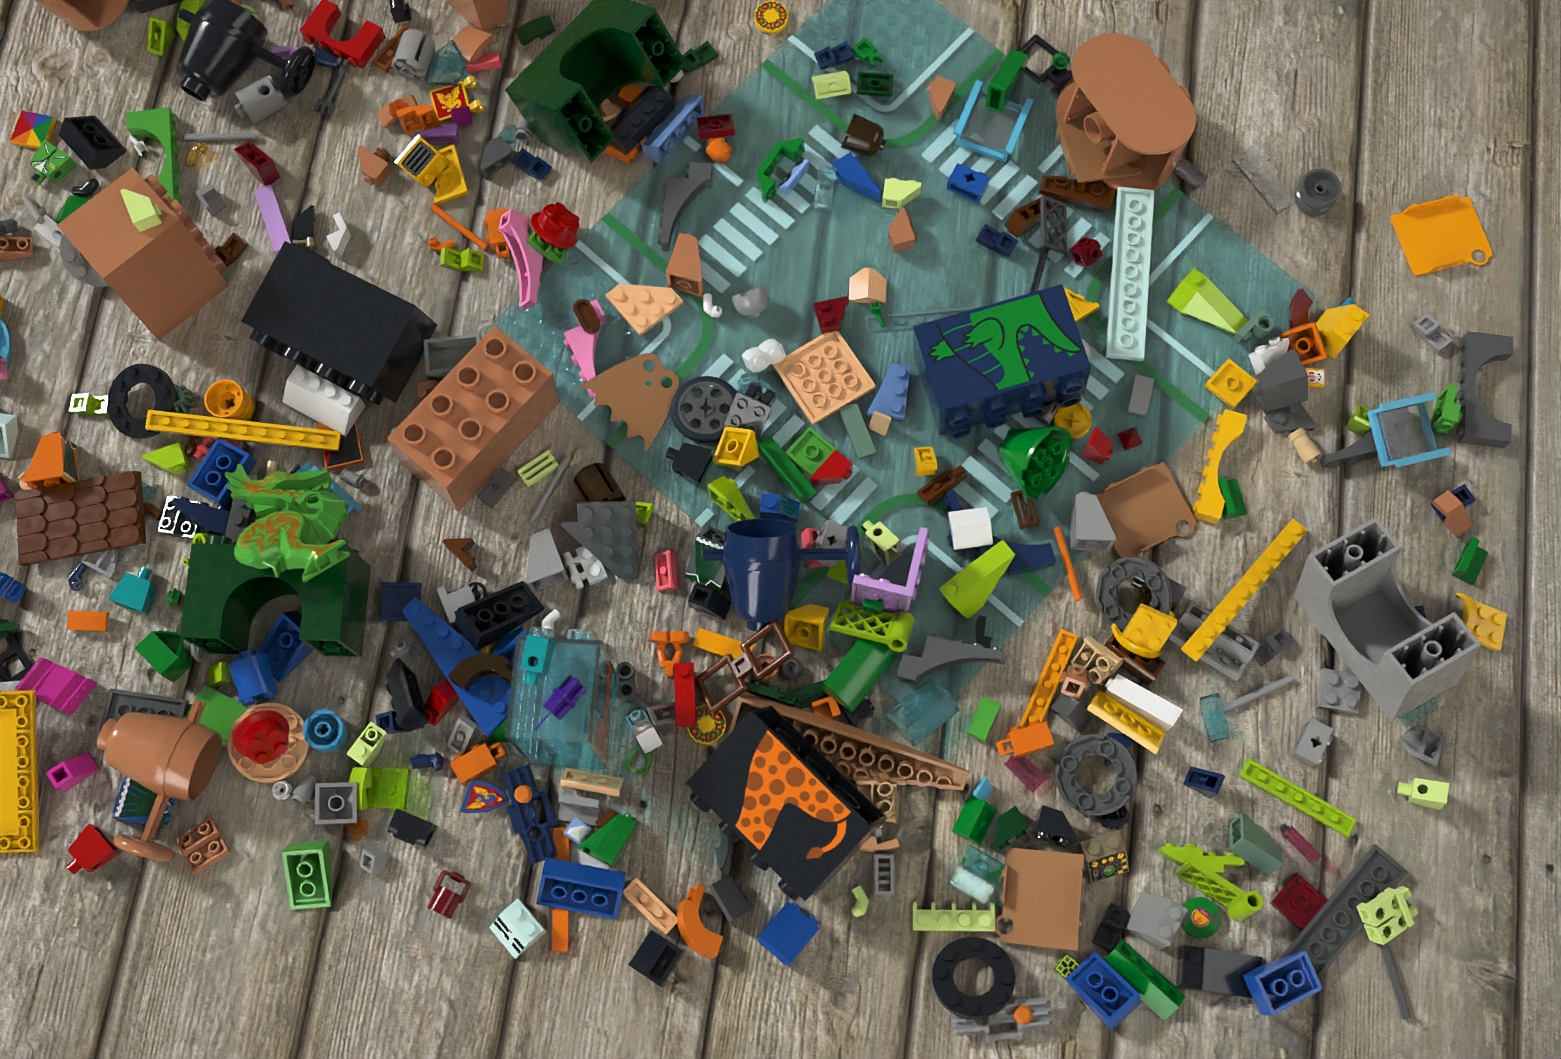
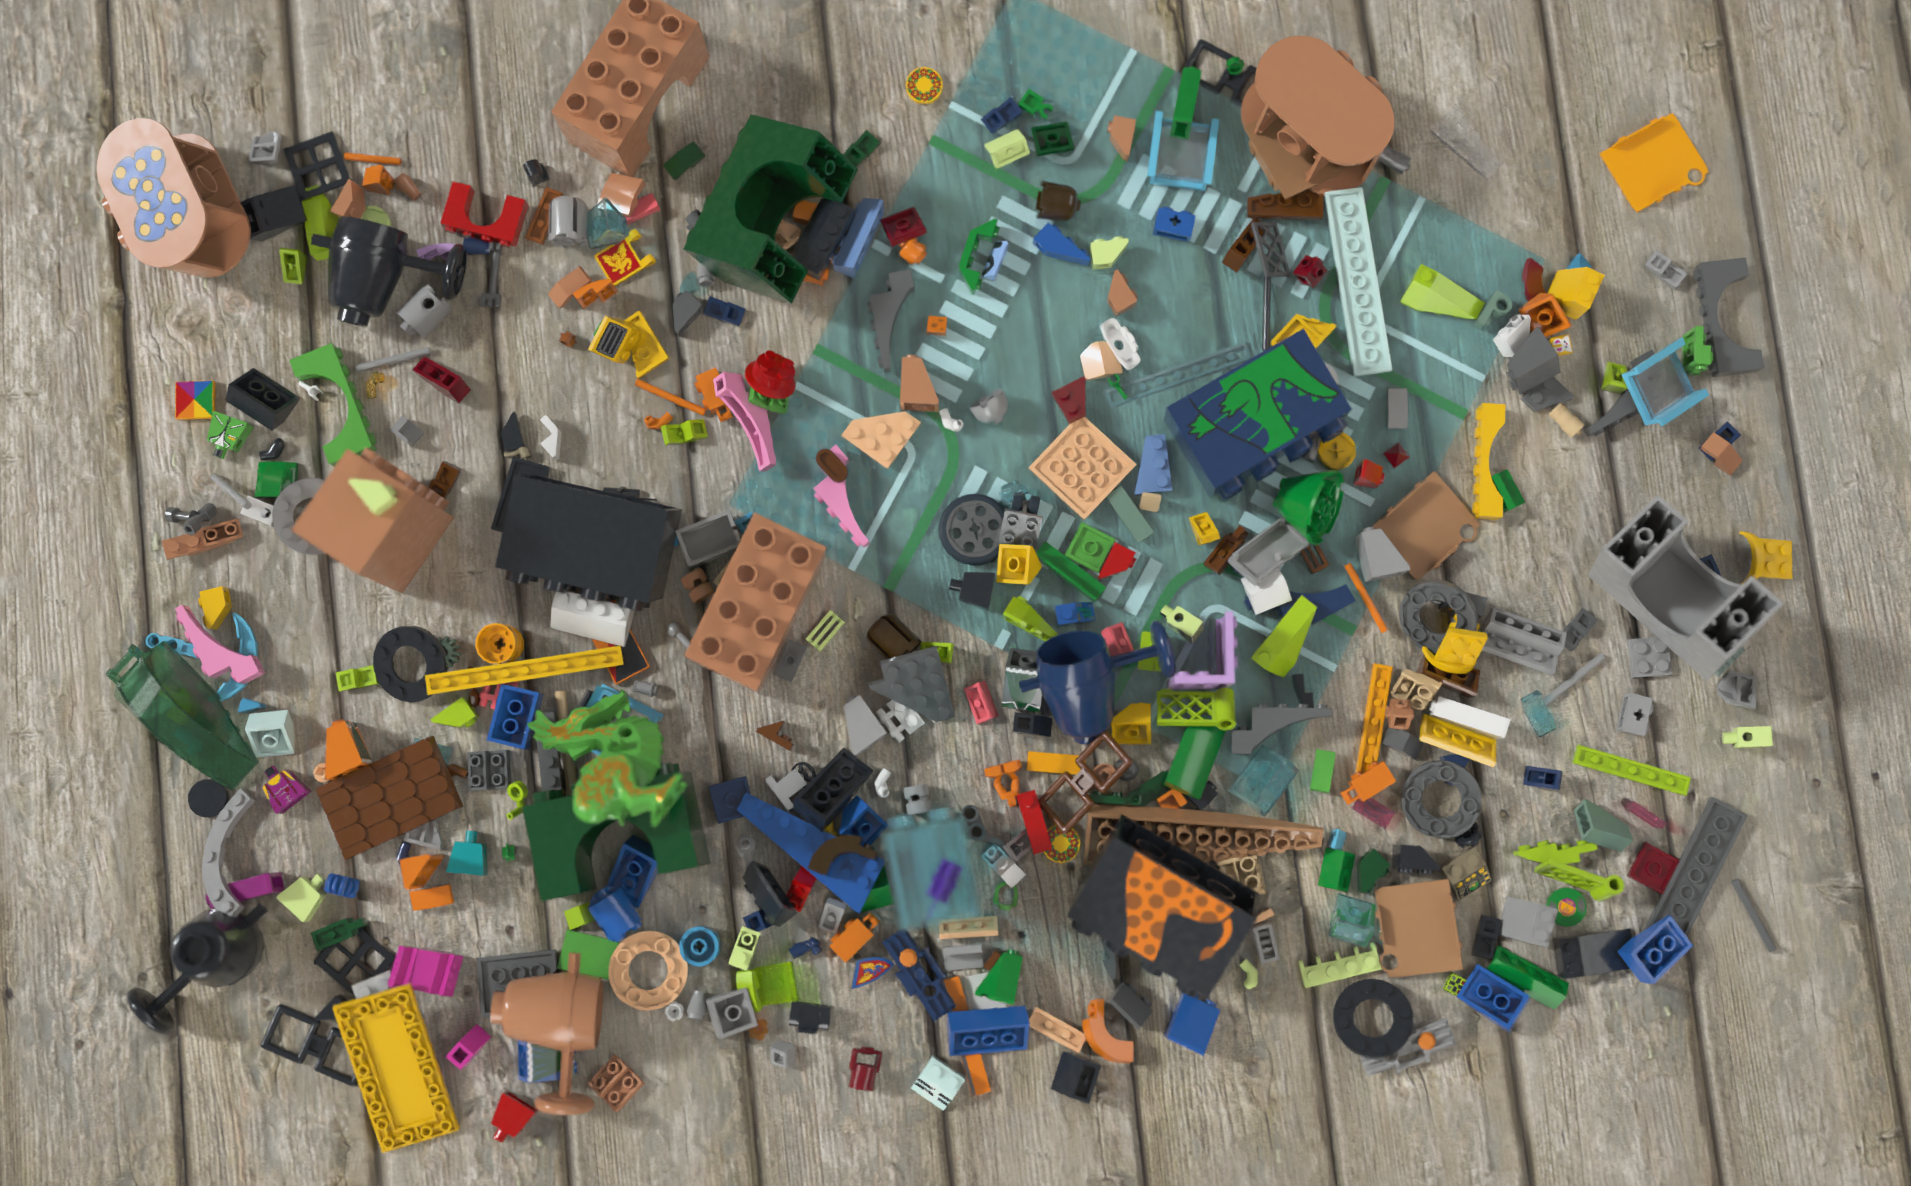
camera: 15 degrees left, 10 degrees up
(83, 587) = (419, 869): none -> orange slope
(169, 653) = (523, 910): green piece -> none
(207, 518) = (517, 767): dark blue slope -> none
(262, 736) = (645, 970): red piece -> none
(272, 217) = (477, 435): lavender tile -> none
(308, 874) = (726, 1084): bright green slope -> none
(373, 167) = (563, 355): nougat slope -> none
(397, 105) = (569, 280): clear orange plant -> none
(442, 135) = (624, 302): medium lavender slope -> none
(461, 116) = (636, 276): magenta slope -> none
(536, 648) = (909, 844): teal torso -> none
(549, 490) = (843, 649): light grey bar -> none
(577, 831) = (967, 977): tile -> none
(630, 399) = (901, 540): medium nougat piece -> none
(722, 221) = (936, 325): none -> orange slope
(766, 353) = (1018, 461): white brick -> none
(824, 188) = (1031, 266): clear light blue slope -> none
(830, 536) = (1133, 634): light grey brick -> none
(872, 606) = (1192, 691): green tile -> none
(886, 264) = (1112, 332): none -> white piece
(981, 492) = (1268, 551): none -> light grey container
(996, 241) = (1216, 279): dark blue slope -> none
(1230, 383) = (1481, 373): yellow tile -> none
(1244, 590) = (1541, 583): yellow plate -> none
(1317, 192) = (1524, 148): dark grey wheel -> none
(1387, 914) = (1738, 861): yellowish green hips -> none
(1470, 562) = (1746, 497): green panel -> none

